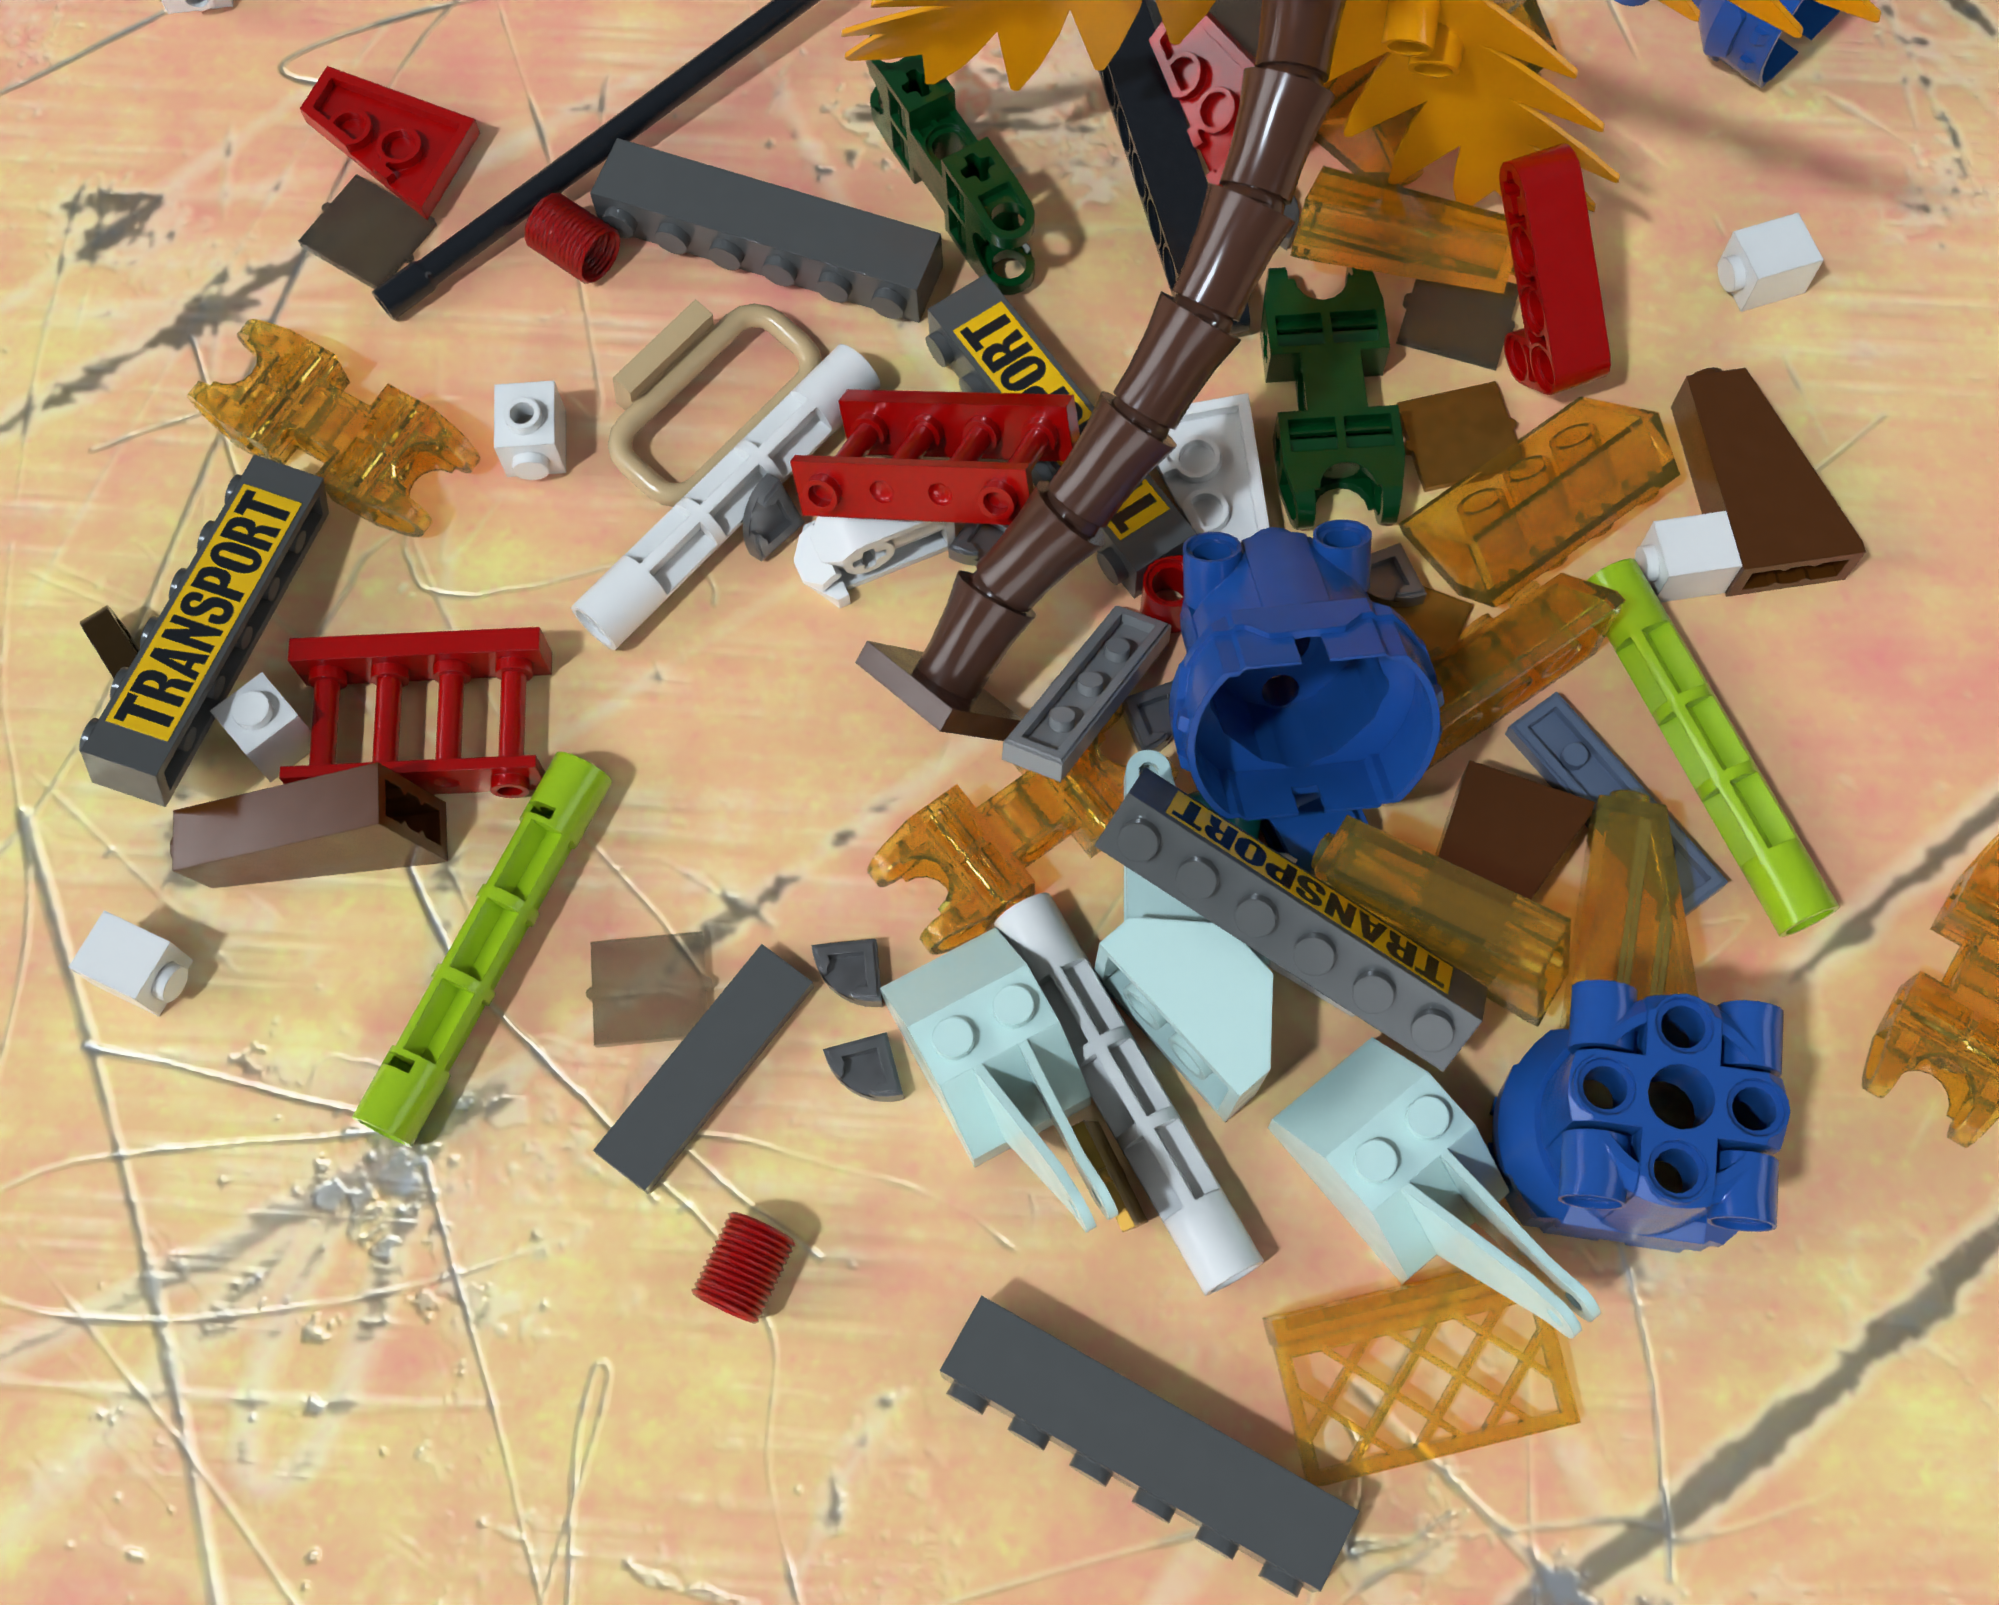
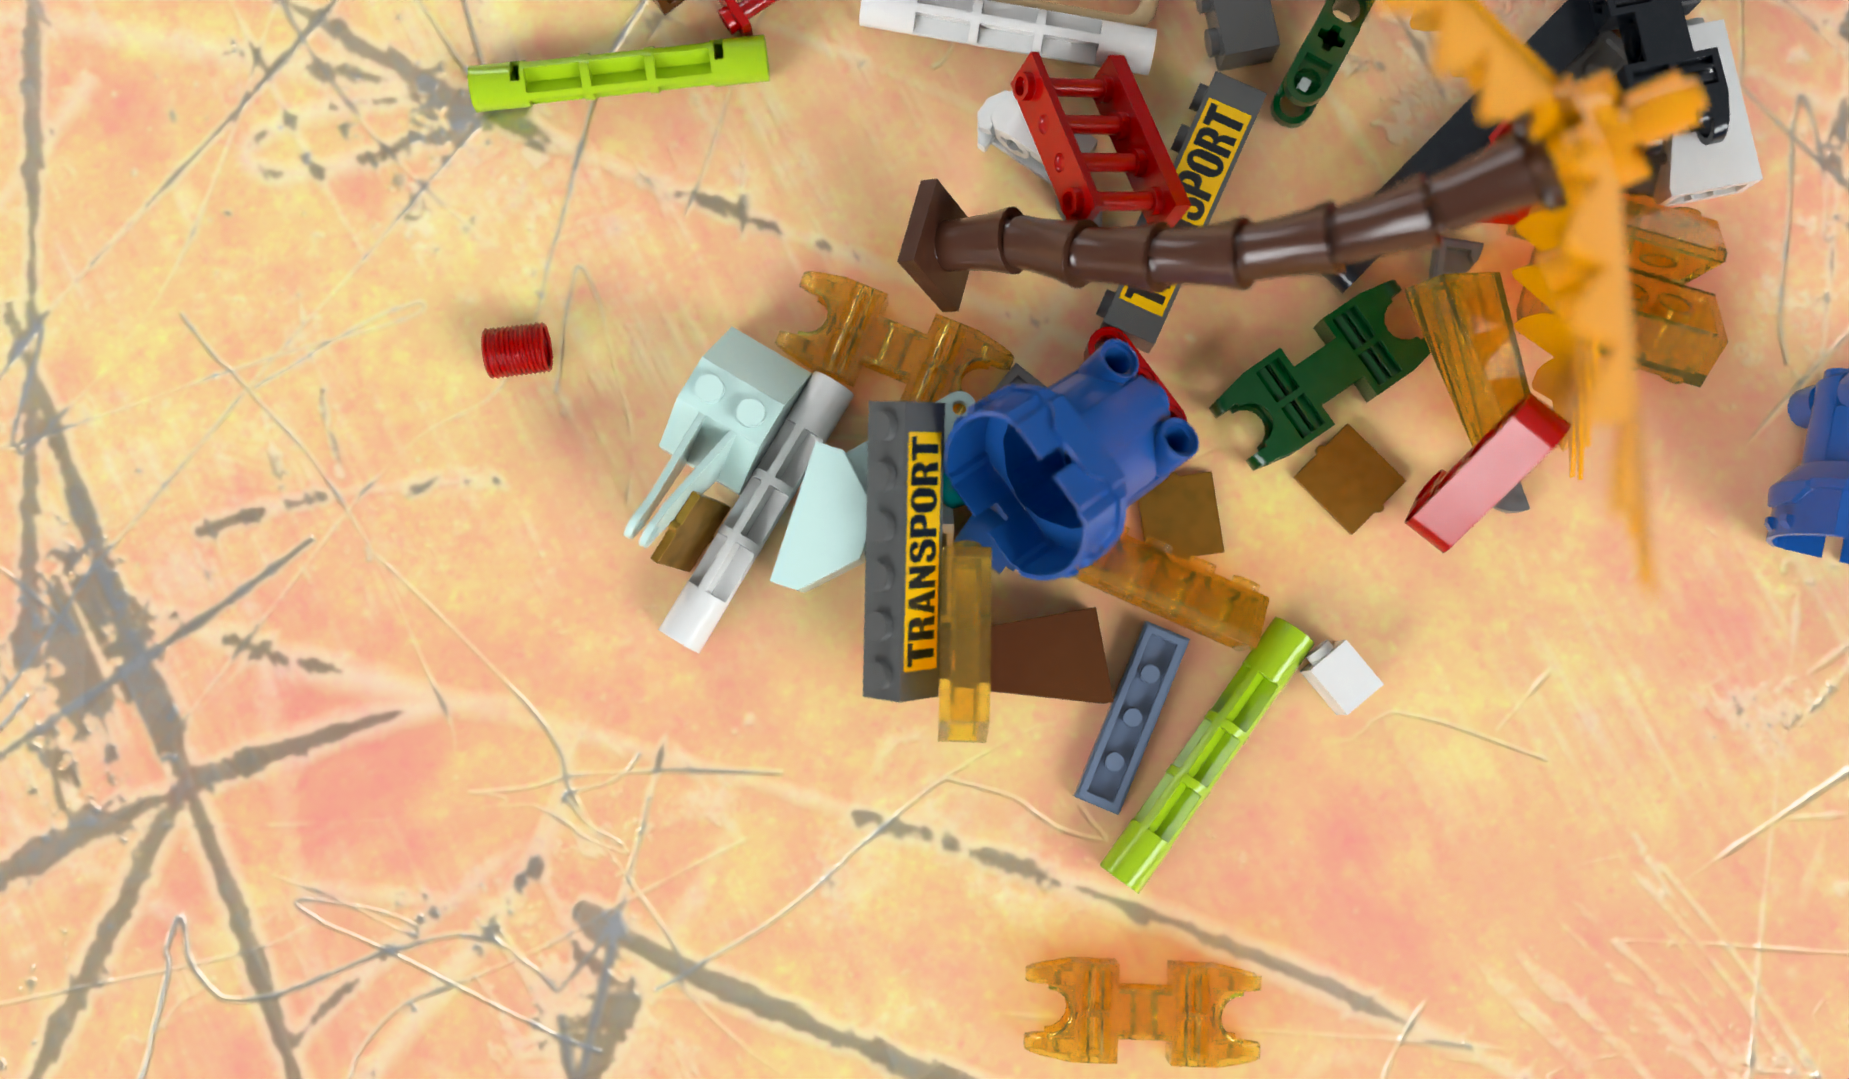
camera: 55 degrees right, 15 degrees up
(648, 988) = (656, 189): clear smoke piece -> none
(704, 1069) = (626, 252): dark grey tile -> none
(769, 517) = (1004, 61): flat silver tile -> none
(851, 970) = (739, 302): flat silver tile -> none
(866, 1068) = (683, 349): flat silver tile -> none
(1086, 693) = (995, 338): light grey tile -> none
(1149, 1446) = (550, 643): dark grey brick -> none
(1217, 468) = (1213, 336): white wing -> none
(1394, 579) = (1206, 485): flat silver tile -> none
(1399, 1310) = (720, 751): clear yellow fence -> none
(1416, 1179) = (798, 711): light aqua slope -> none
(1458, 321) = (1433, 430): clear smoke piece -> none
(1571, 486) = (1307, 554): clear yellow slope -> none
(1593, 1167) = (844, 821): blue piece -> none
(1630, 903) = (1030, 772): clear yellow slope -> none
(1756, 472) = (1425, 697): reddish brown slope -> none
(1769, 262) = (1614, 620): white brick -> none

